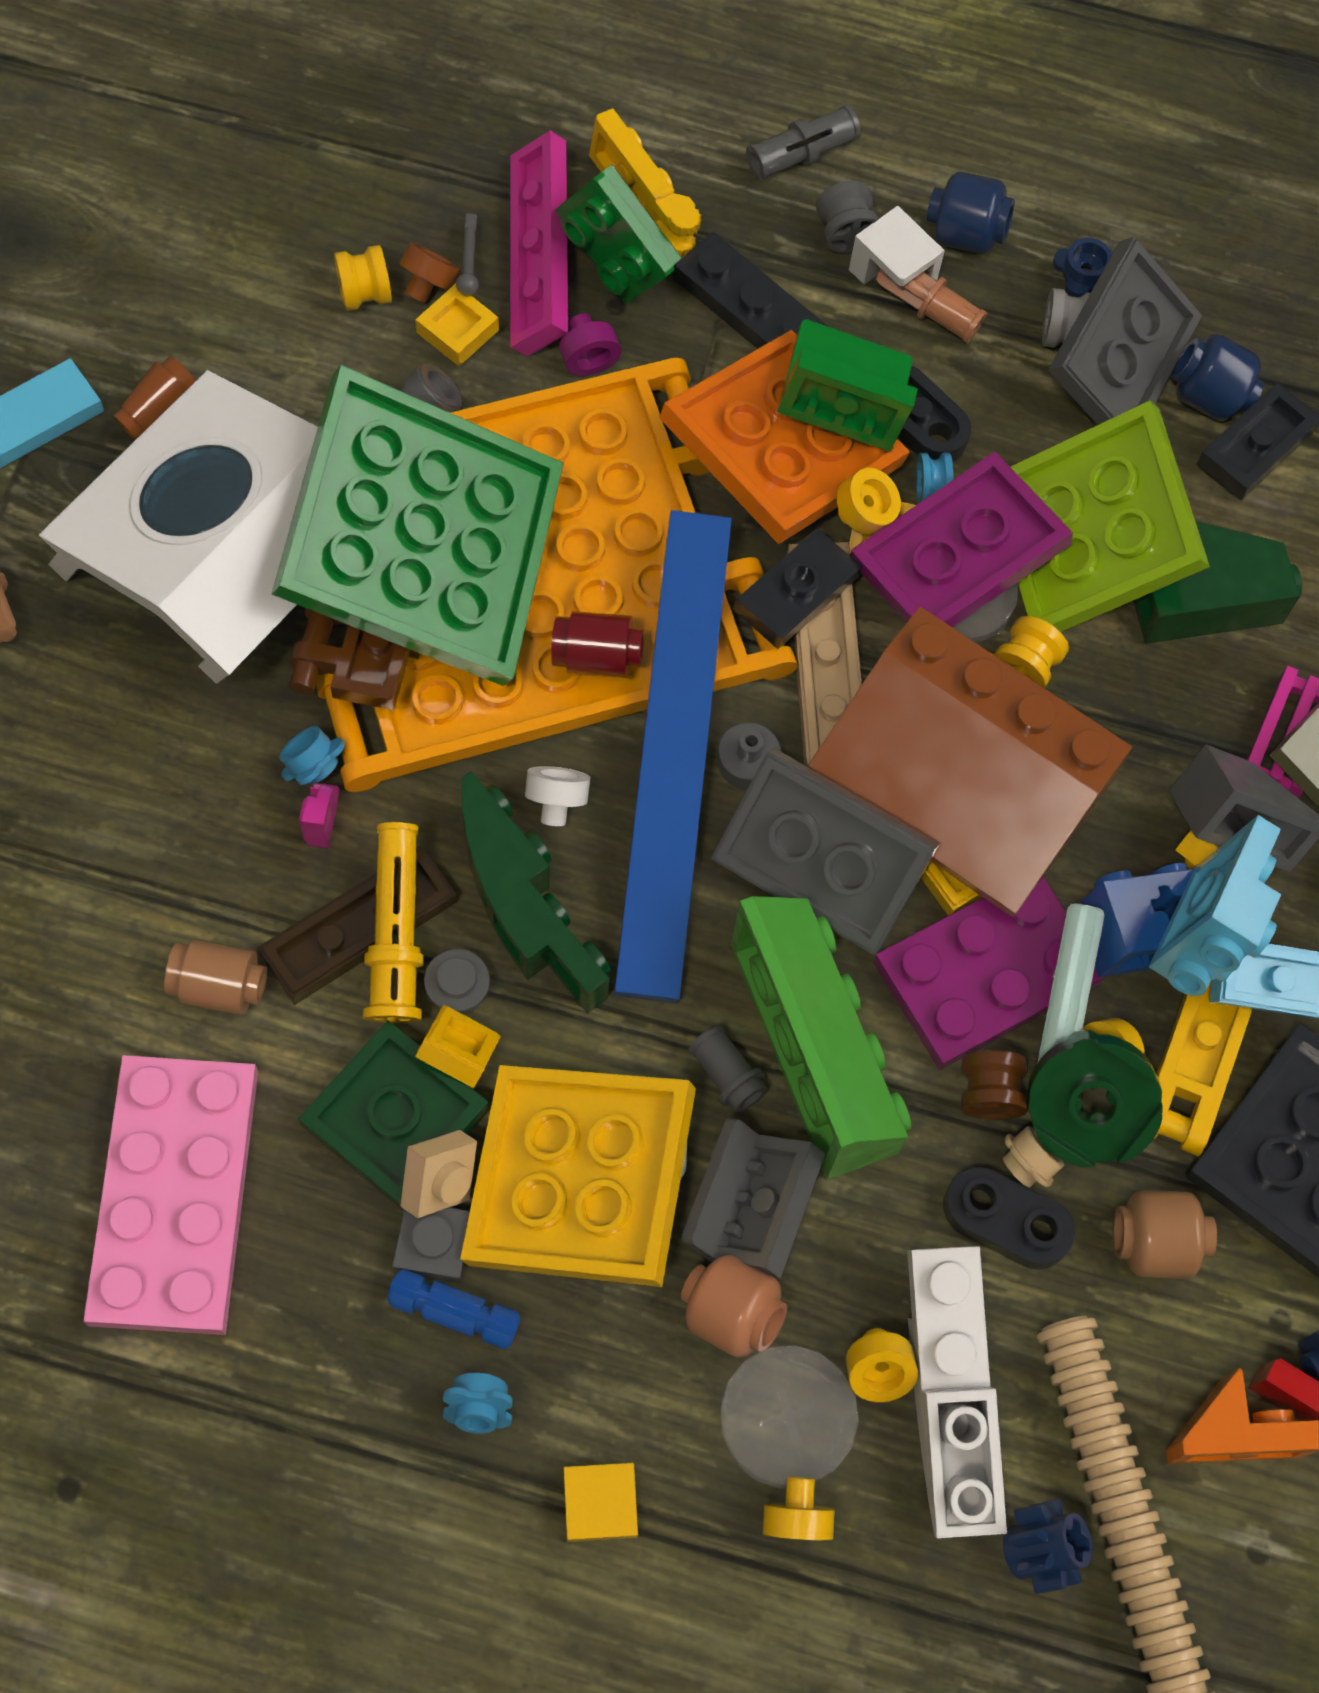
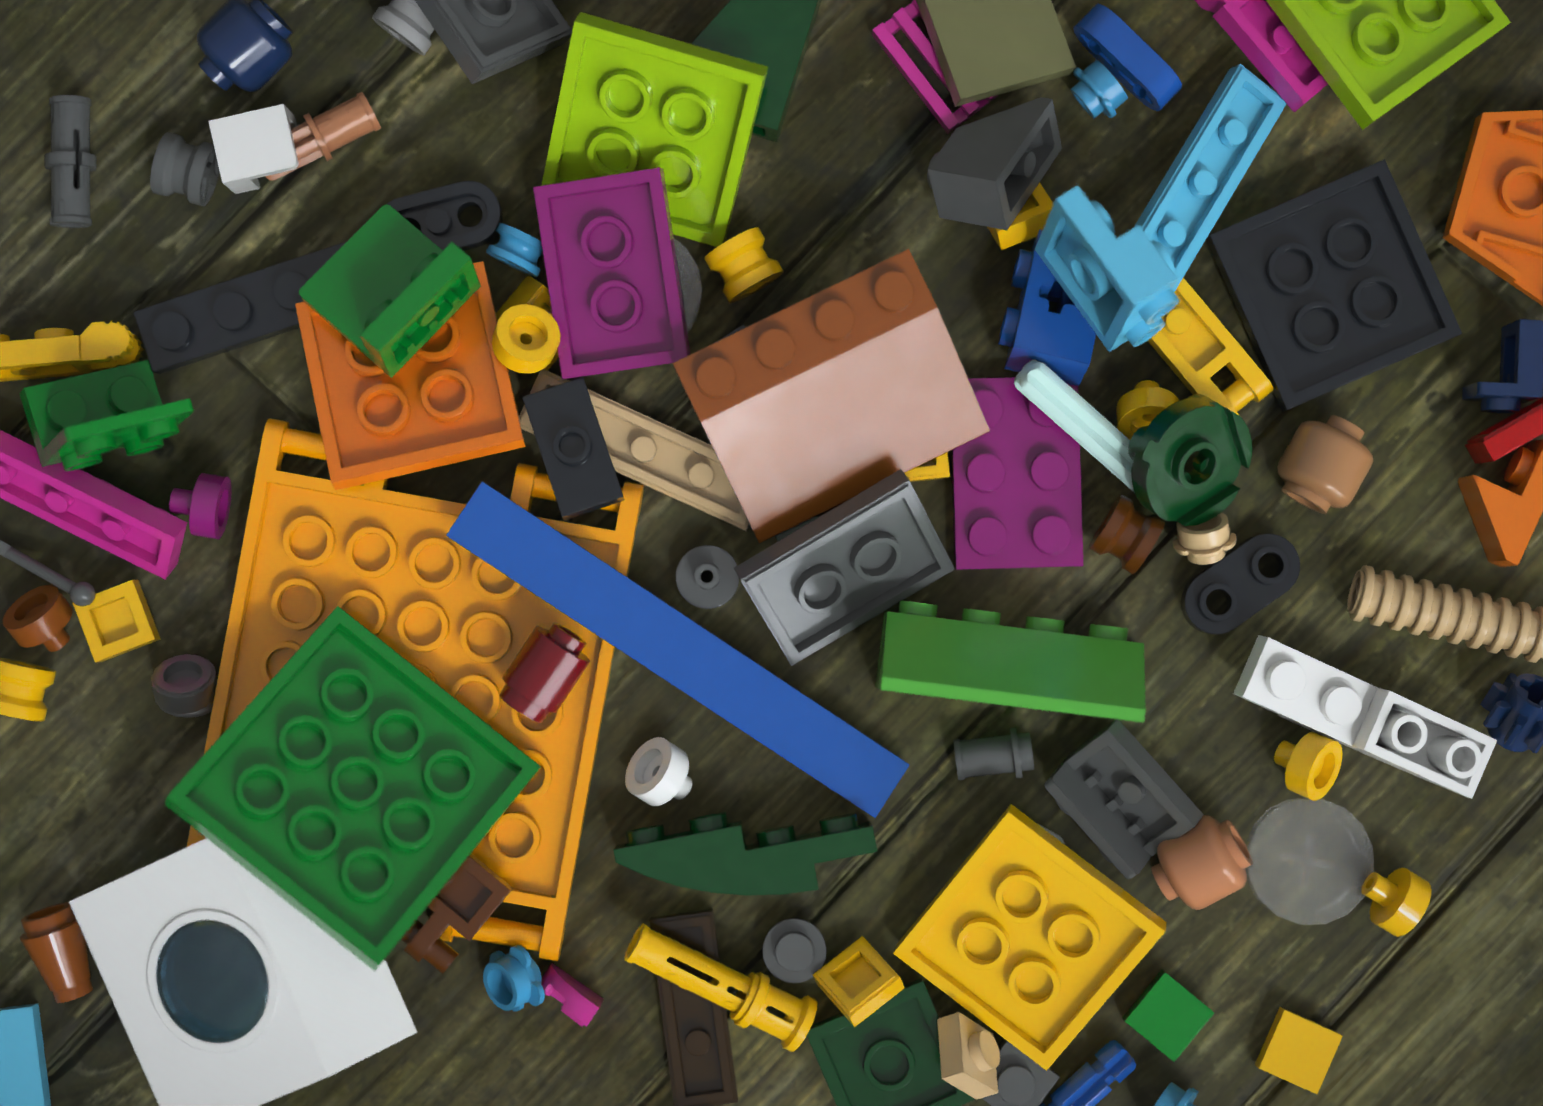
camera: 55 degrees left, 20 degrees up
(569, 1355) = (1168, 1015): none -> green tile

